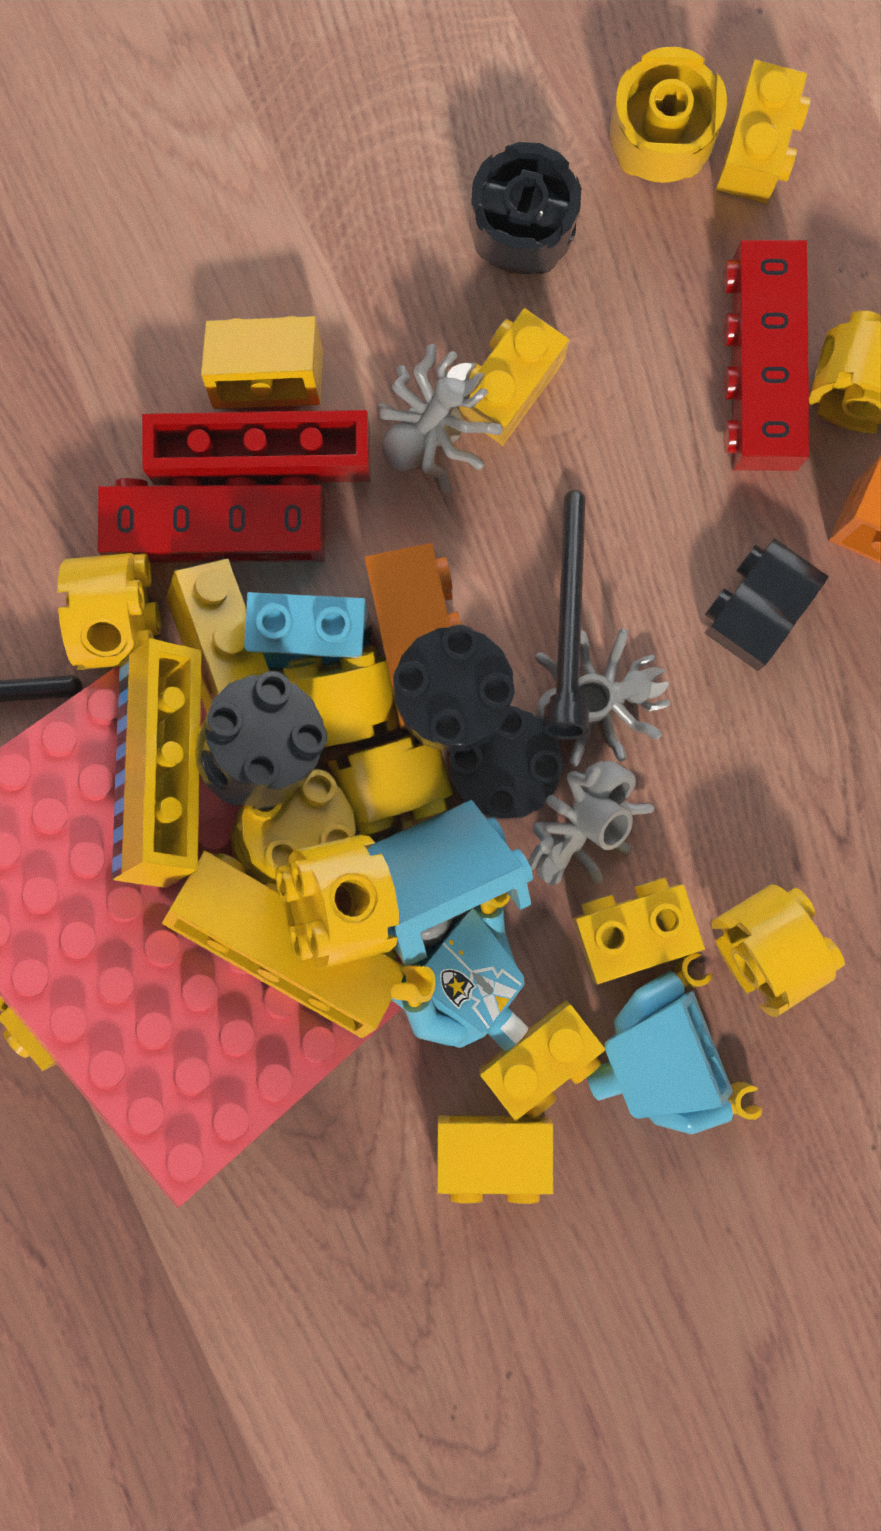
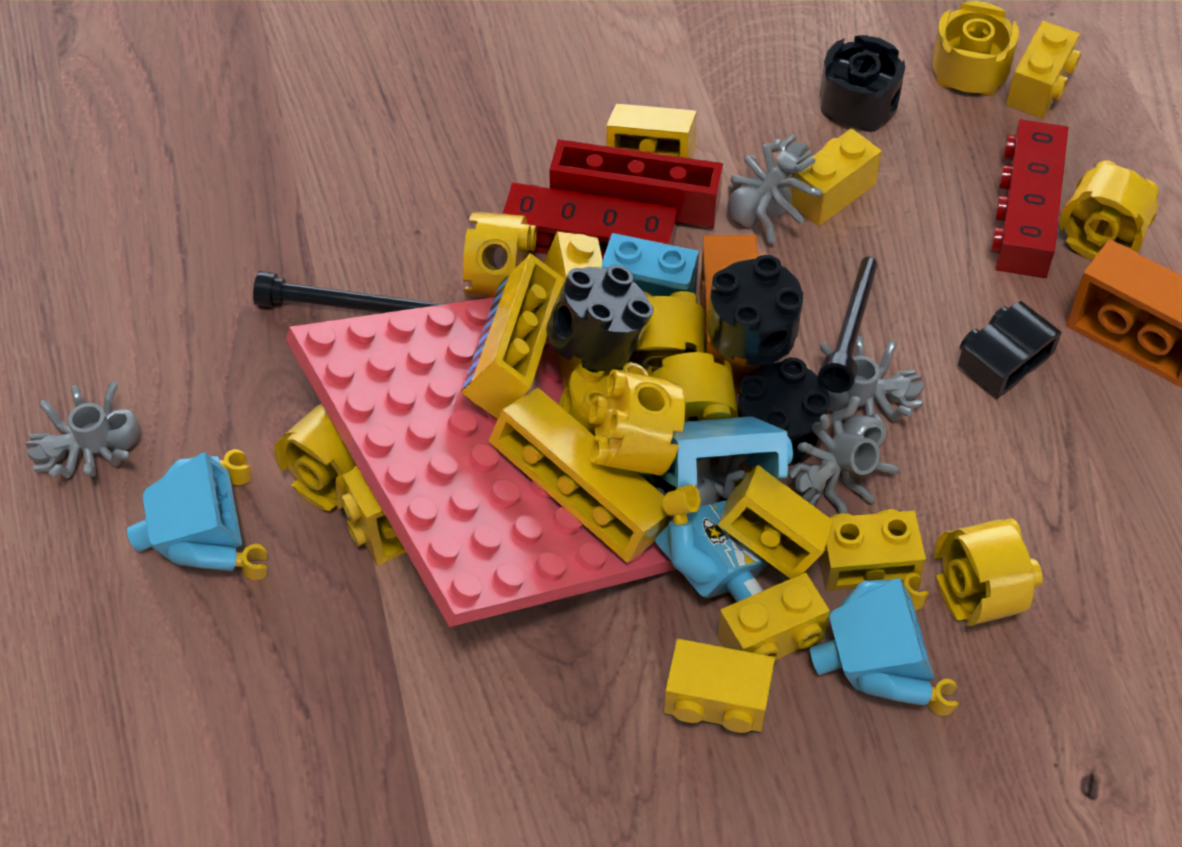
camera: 10 degrees right, 30 degrees down
(526, 955) = (776, 523): none -> yellow brick

